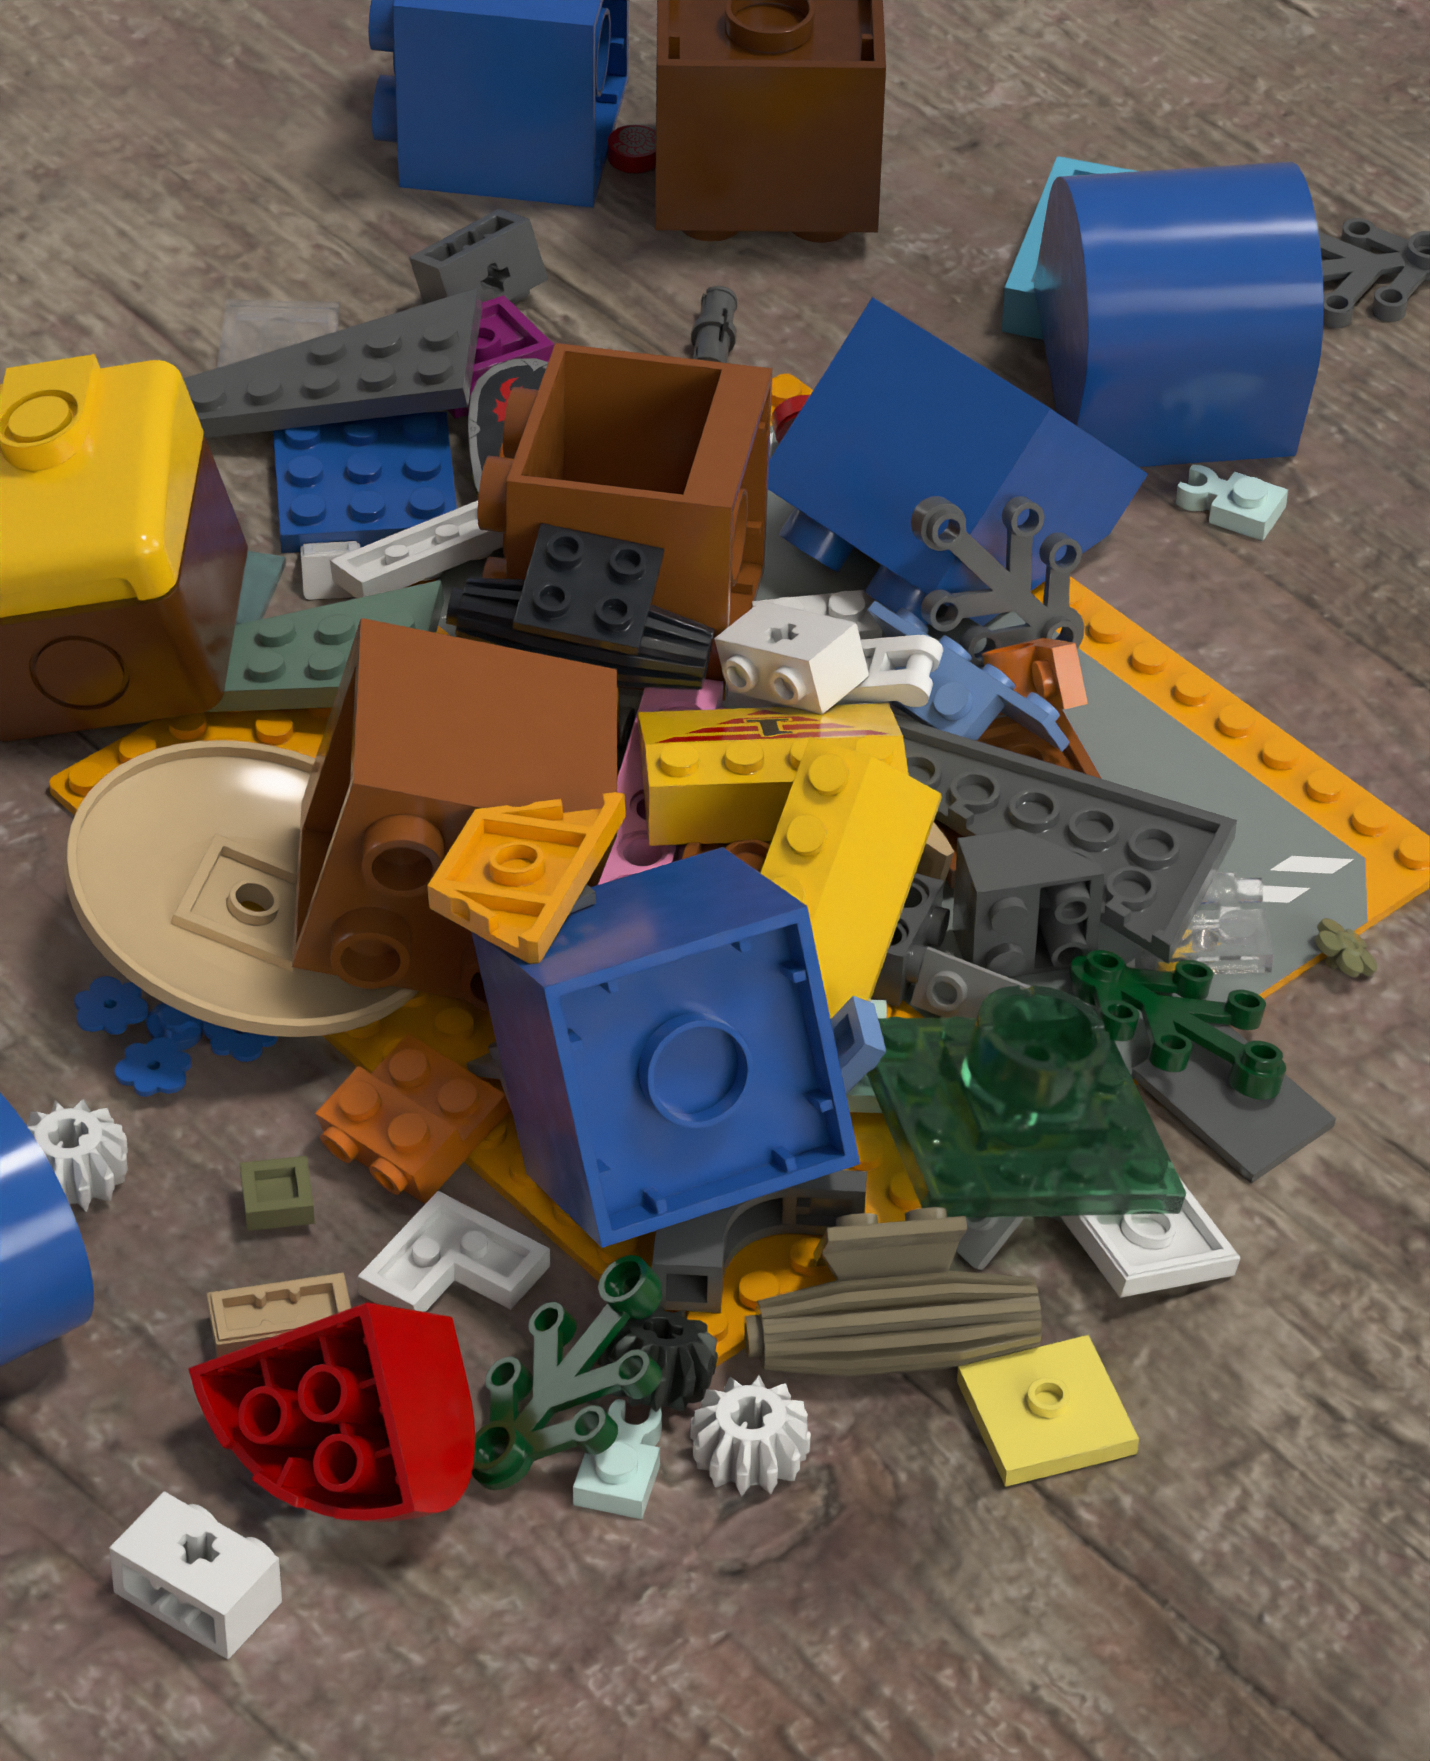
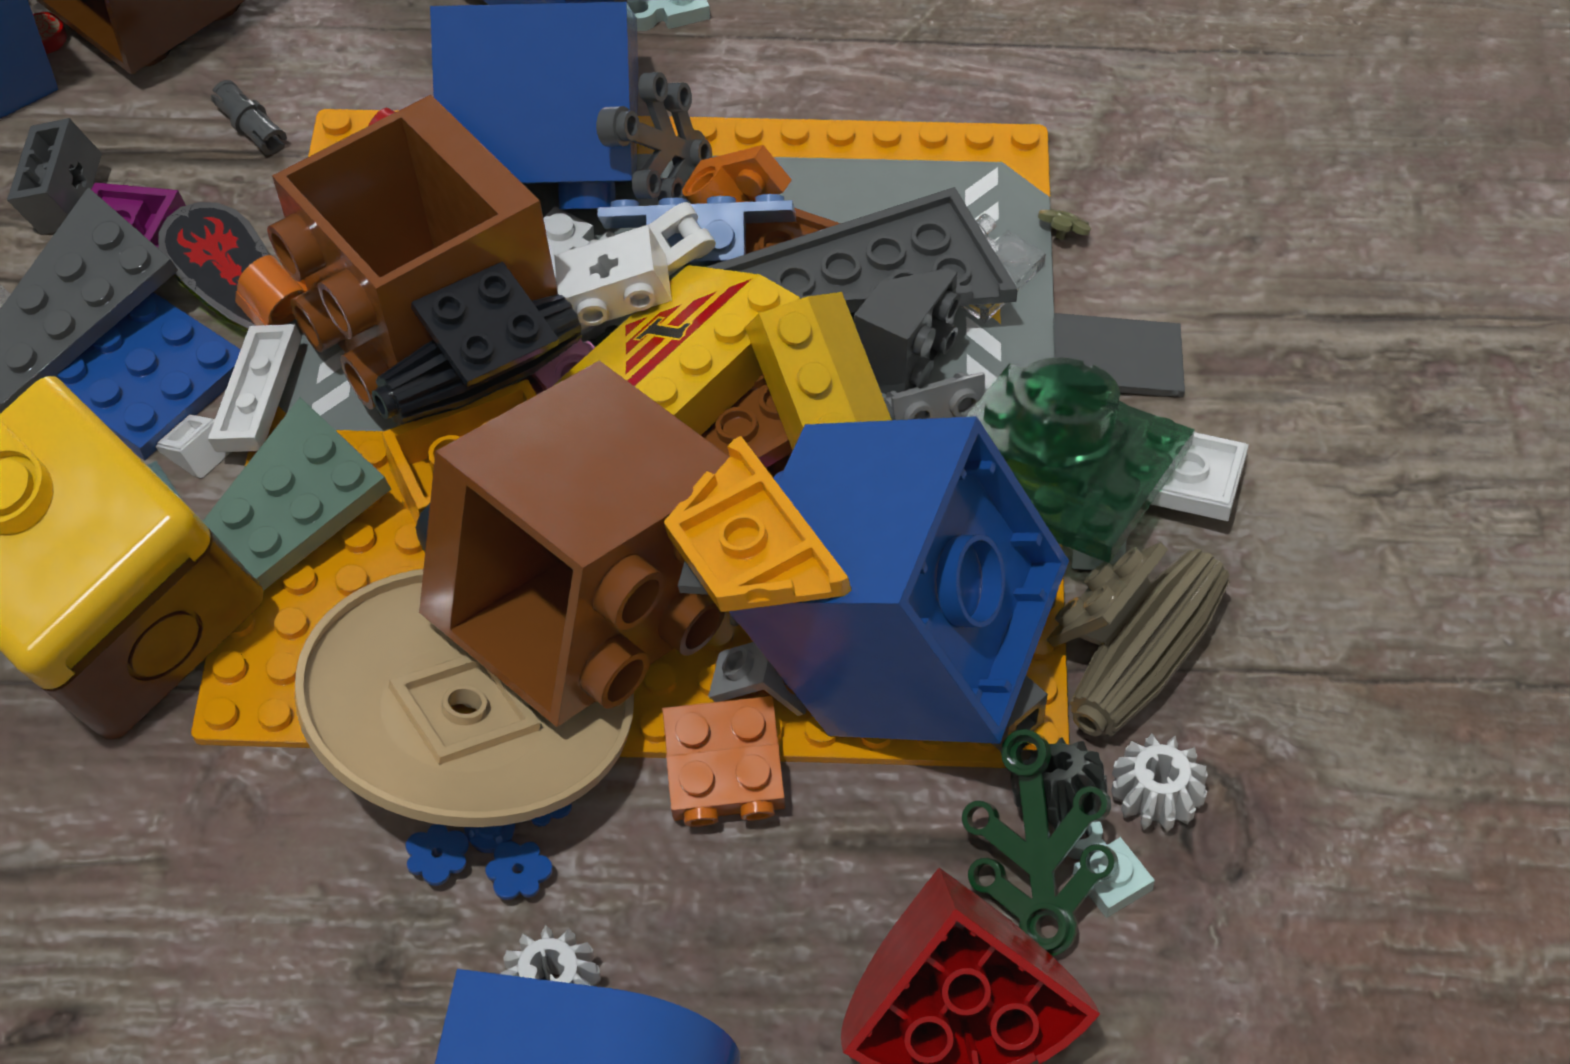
camera: 45 degrees left, 10 degrees up
(266, 1310) = (808, 962): tan plate -> none
(277, 1193) = (703, 883): olive plate -> none
(451, 1244) = (846, 822): white plate -> none
(1047, 1410) = (1269, 622): light yellow plate -> none
(1171, 1021) = (986, 339): dark green plant -> none

